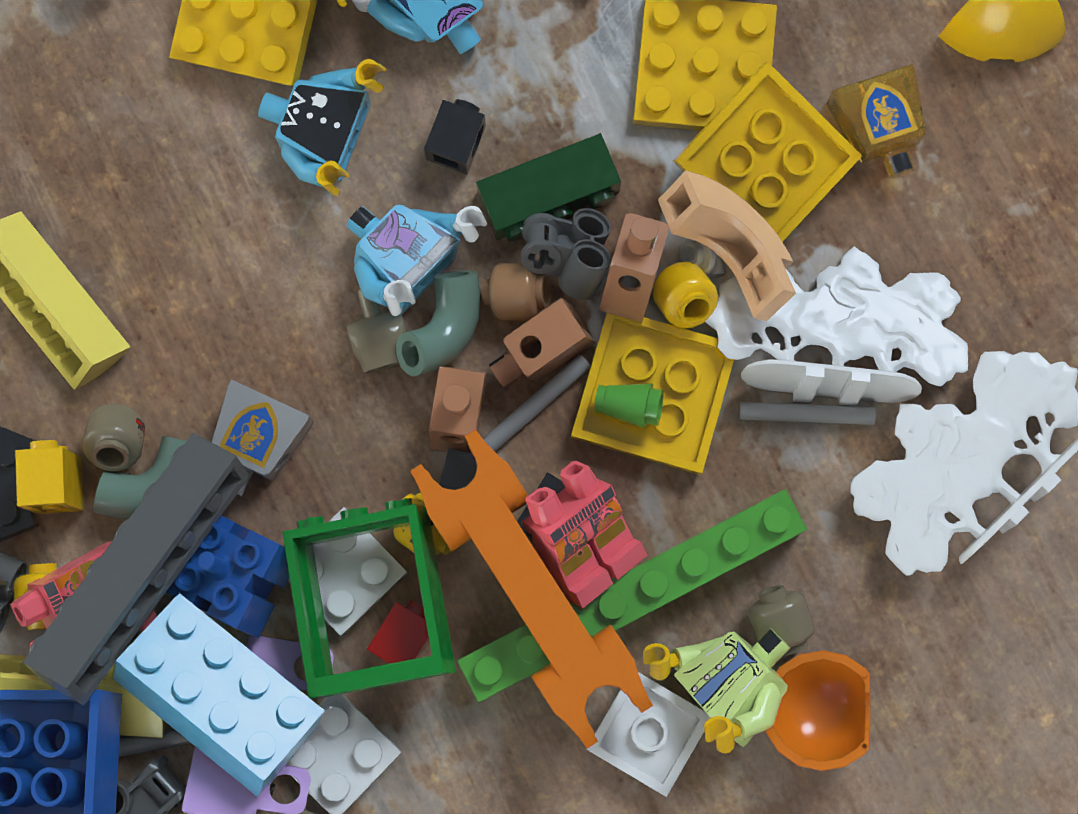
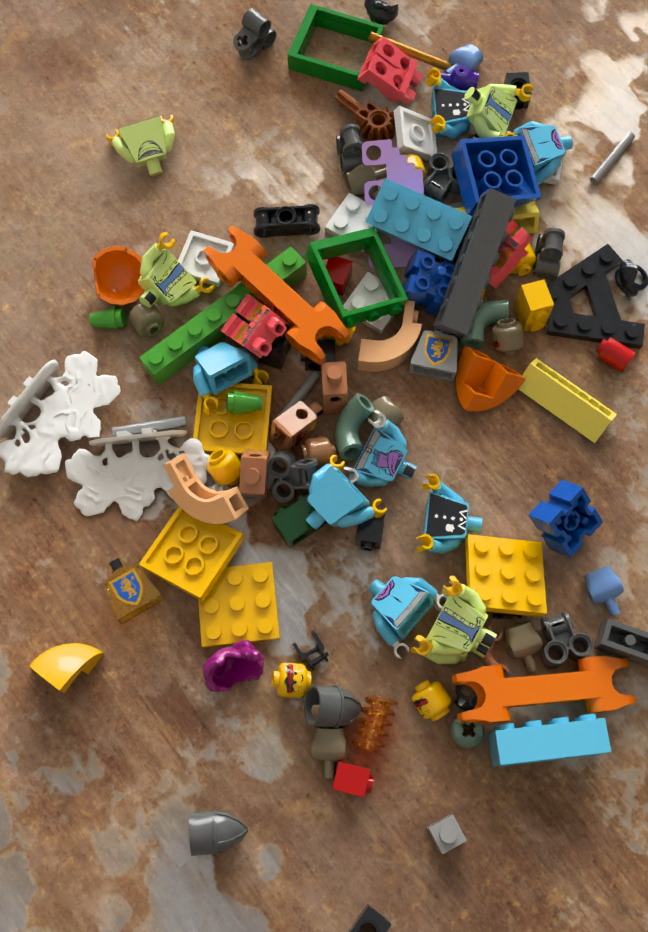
camera: 170 degrees right, 10 degrees down
(119, 74) = (566, 518): none -> blue brick
(182, 363) = (484, 382): none -> orange brick
(328, 458) = (389, 353): none -> light nougat arch
(498, 790) = (274, 218): none -> black piece
(500, 174) = (338, 499): none -> medium azure torso
(662, 478) = (222, 368): none -> medium azure torso
(853, 640) = (109, 318): none -> bright green cone

